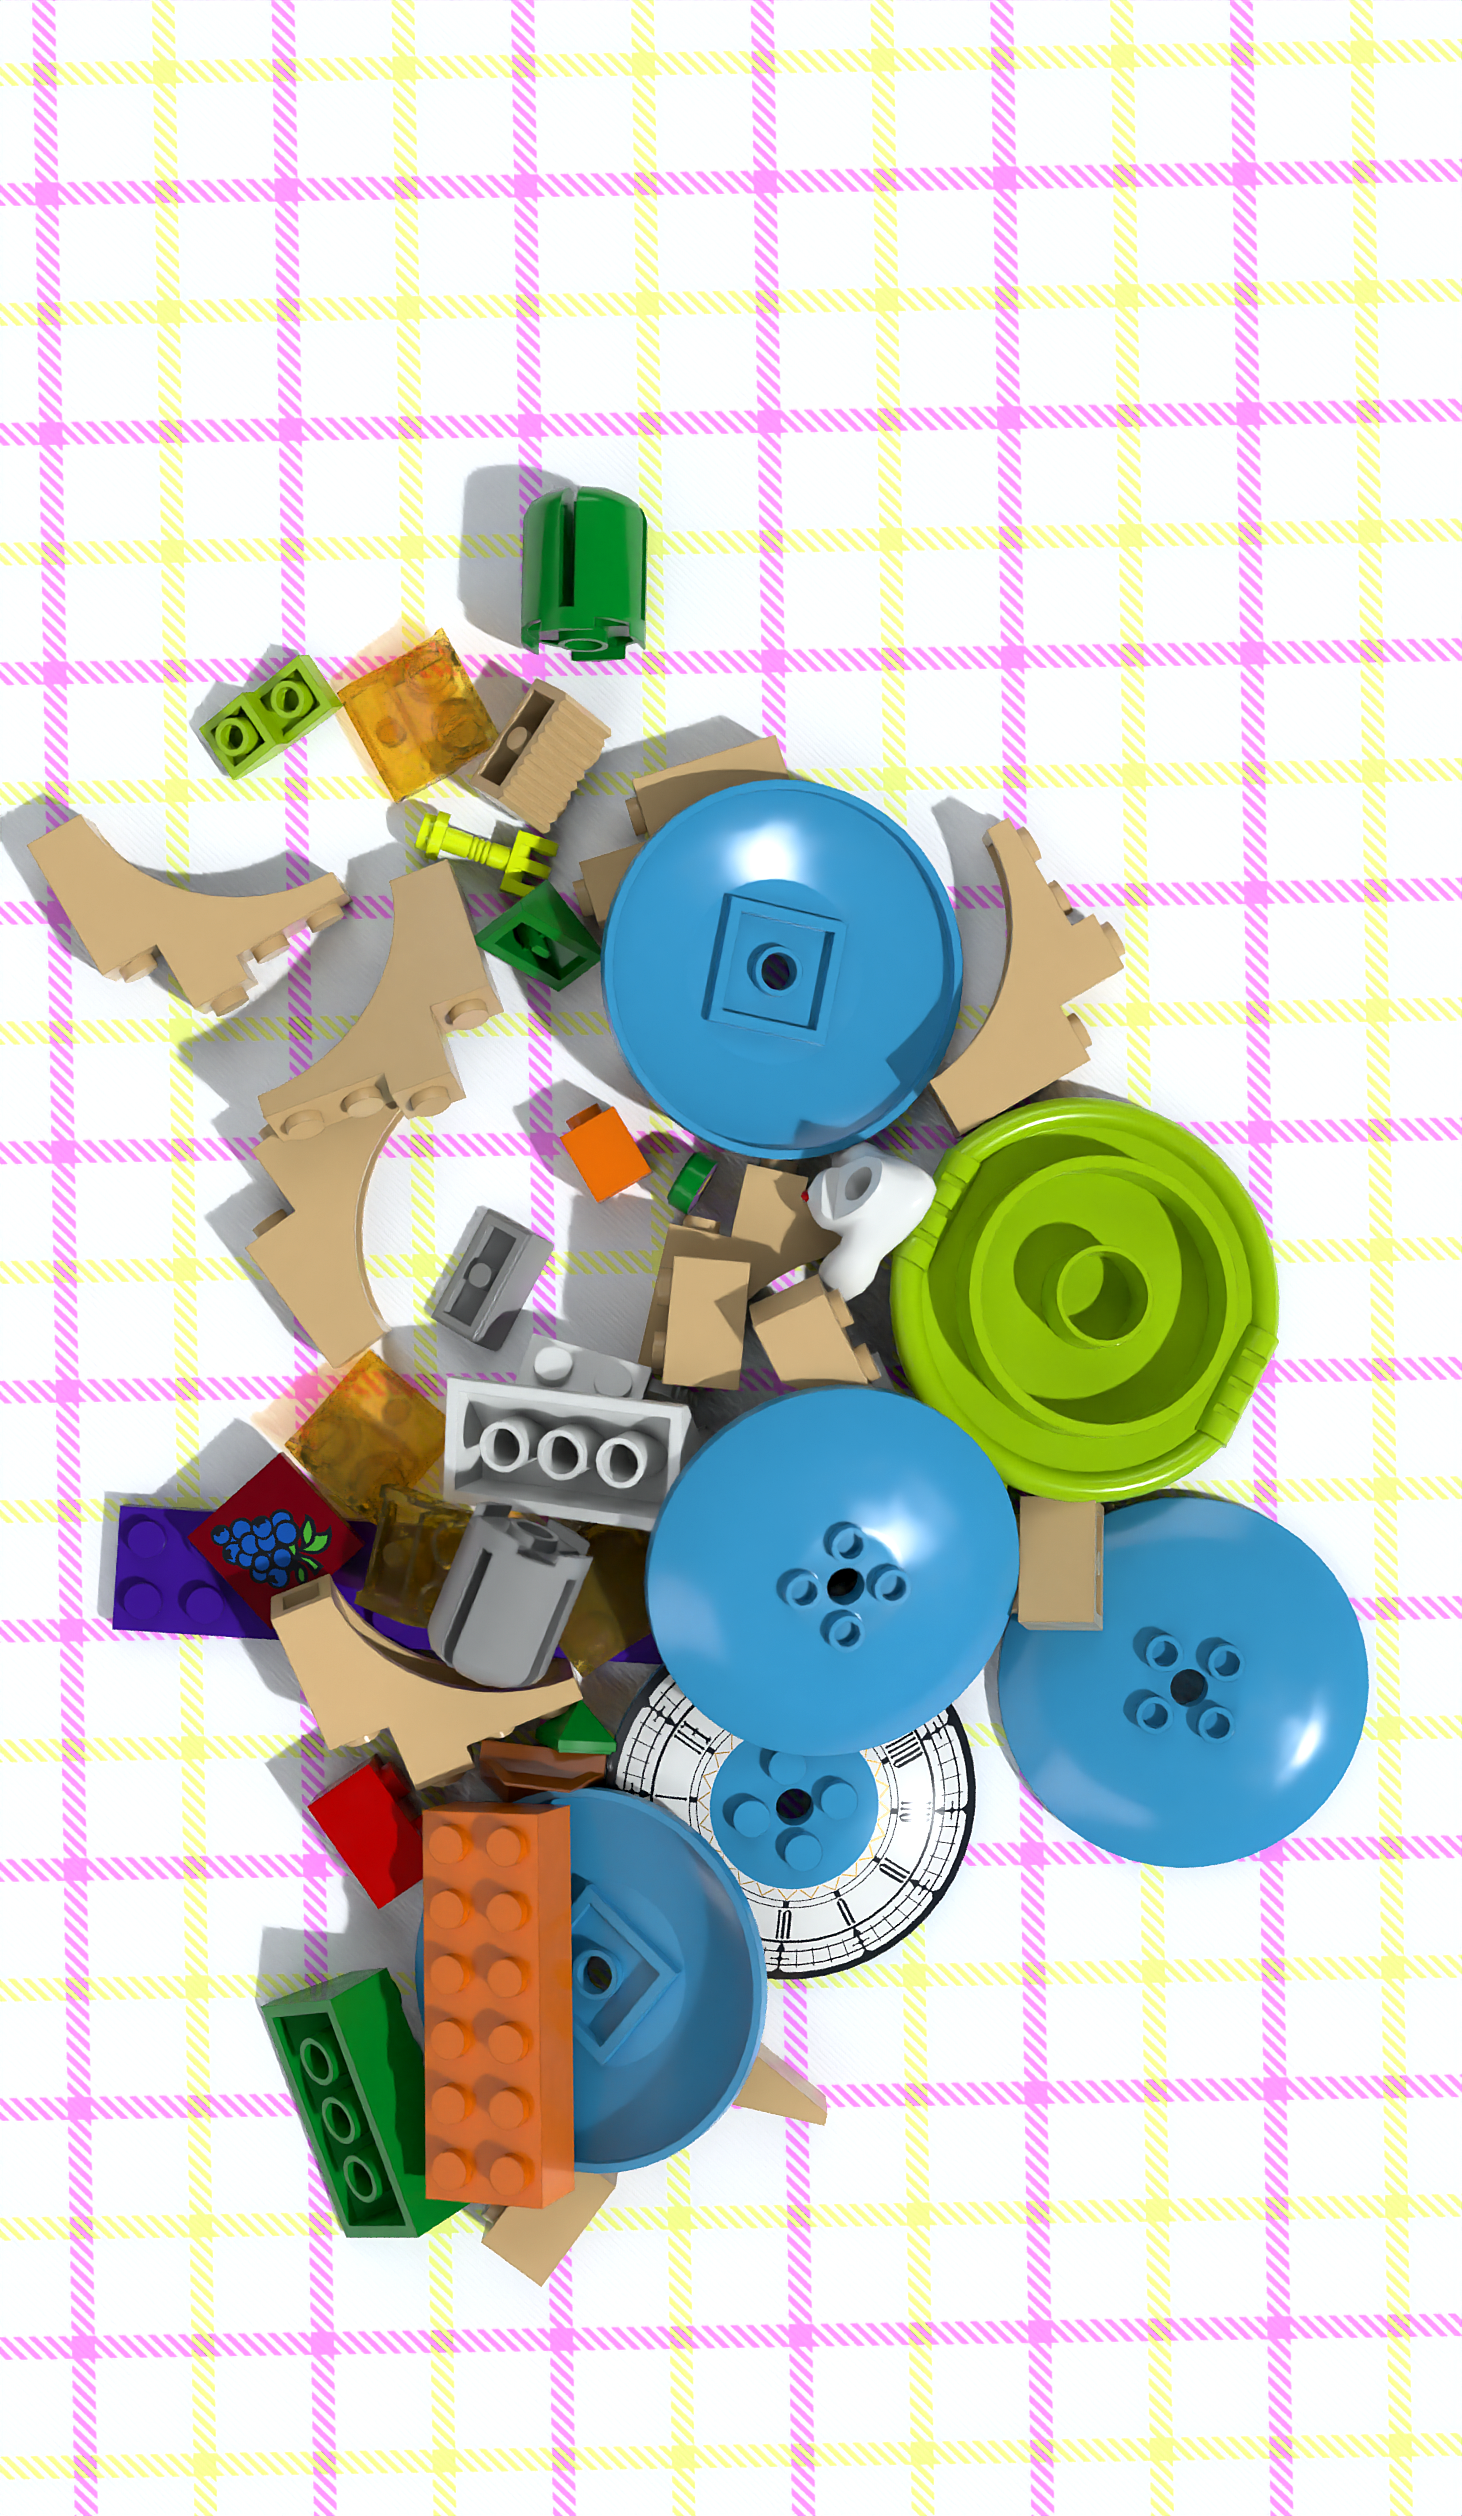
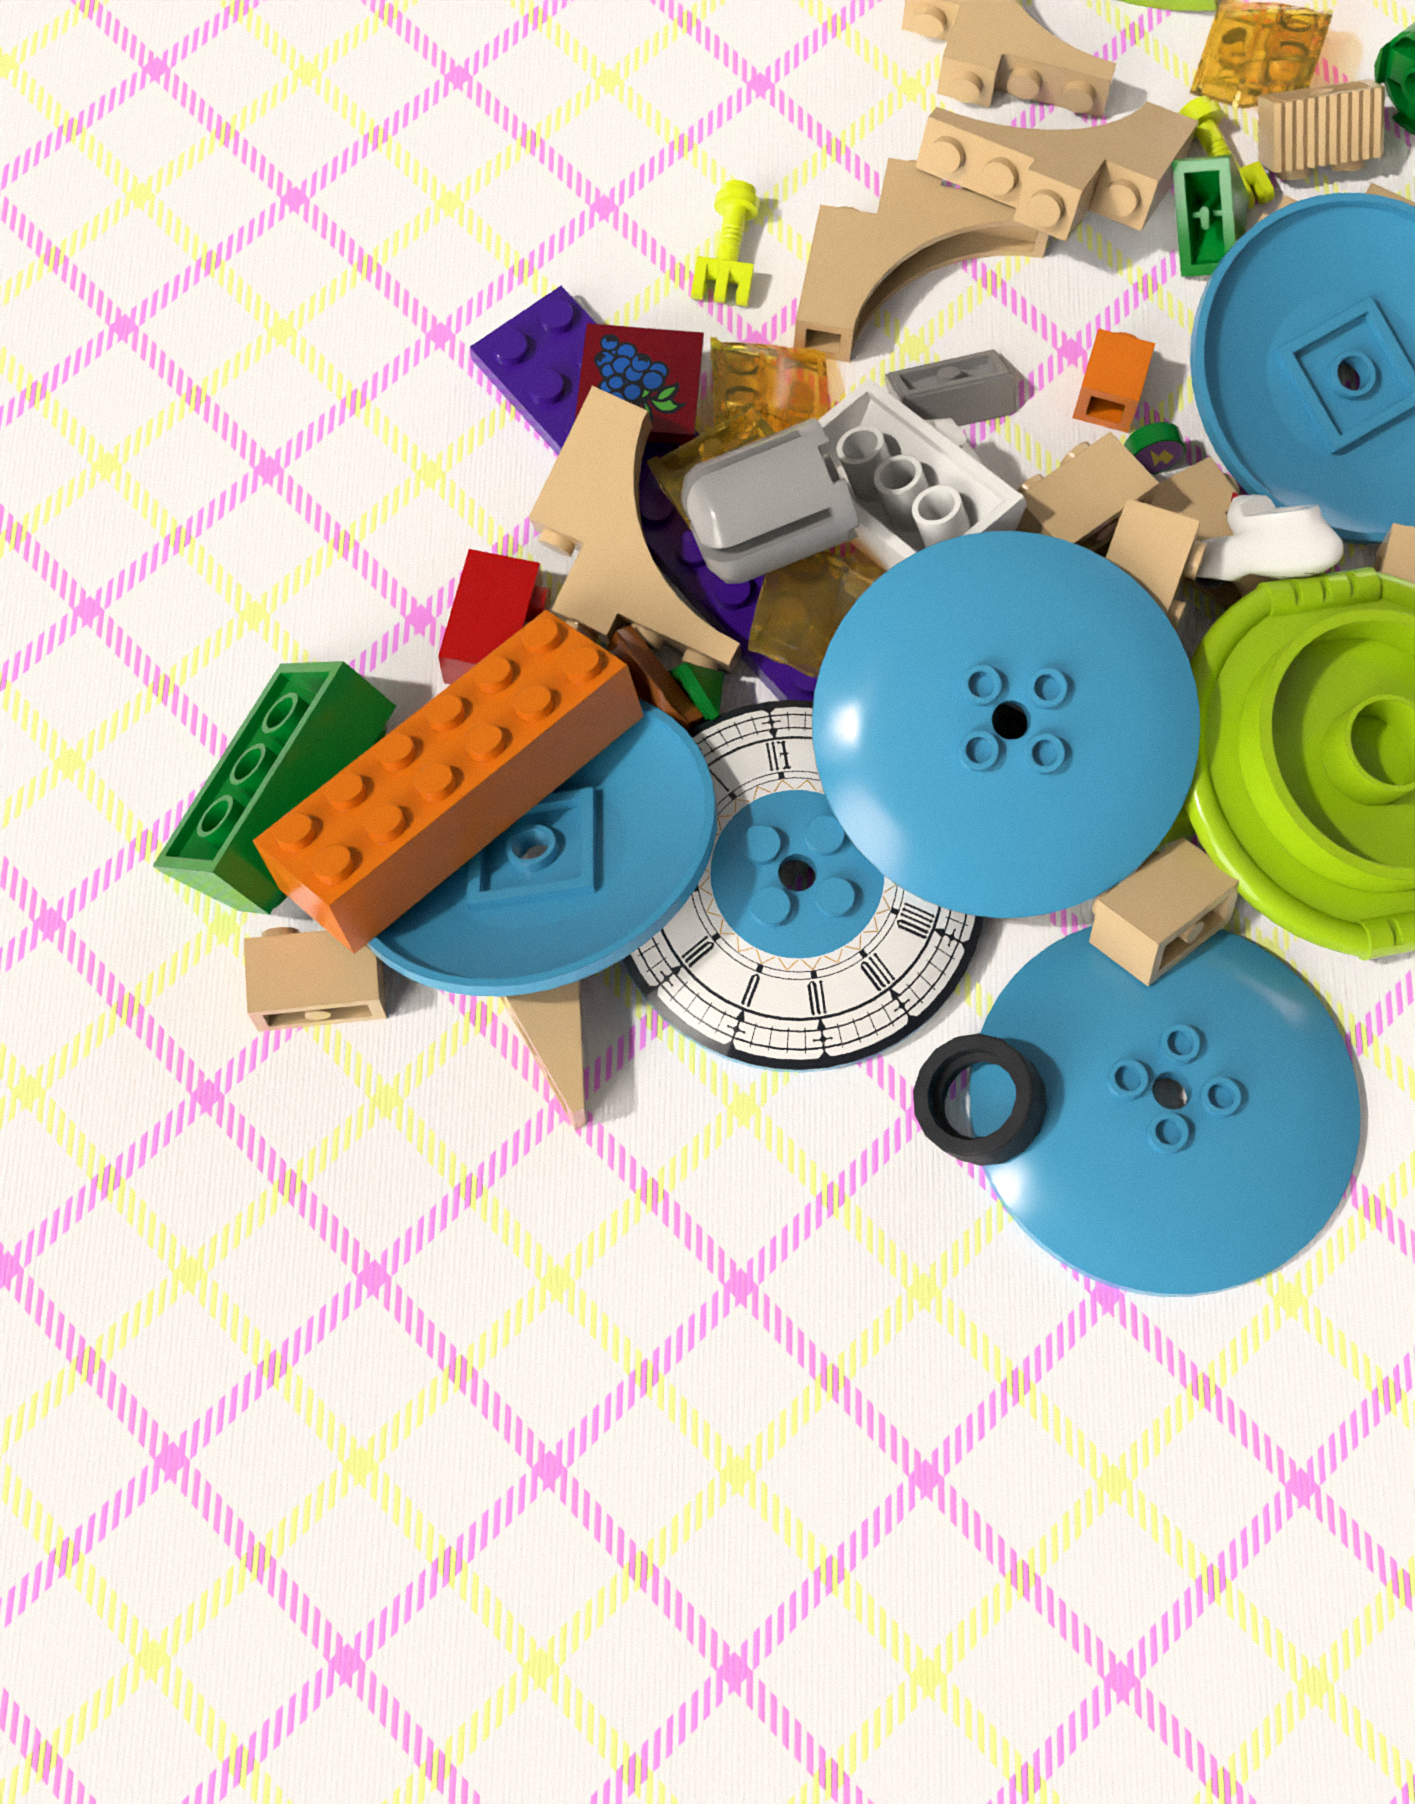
camera: 40 degrees right, 20 degrees down
(221, 1358) = (736, 204): none -> neon yellow hinge
(1055, 1865) = (943, 1068): none -> black tyre

